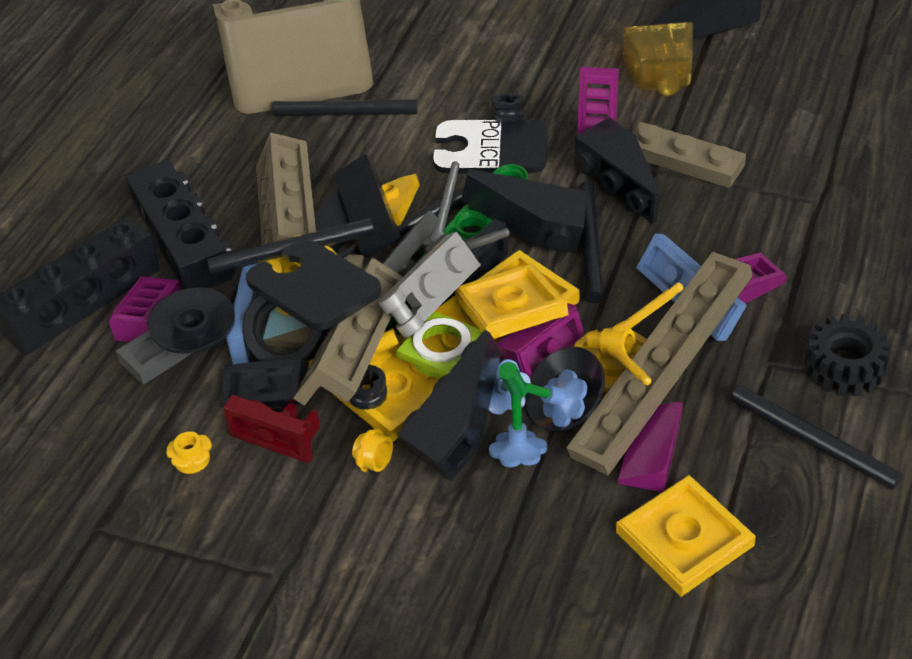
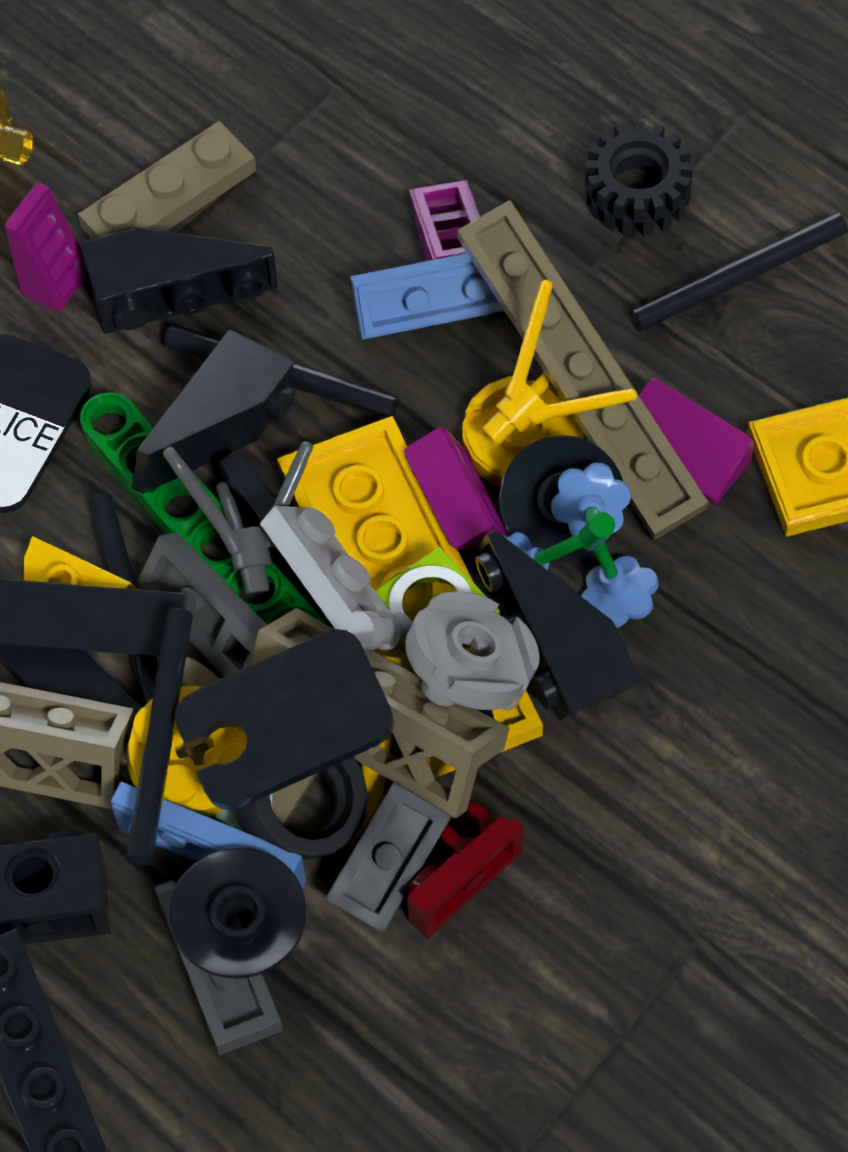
camera: 70 degrees left, 15 degrees up
(124, 322) = (163, 1021): magenta slope -> none
(189, 452) = (442, 1009): yellow plate -> none
(372, 450) = (554, 760): yellow plate -> none
(388, 375) = (454, 675): none -> light grey plate
(511, 301) = (398, 497): yellow tile -> none

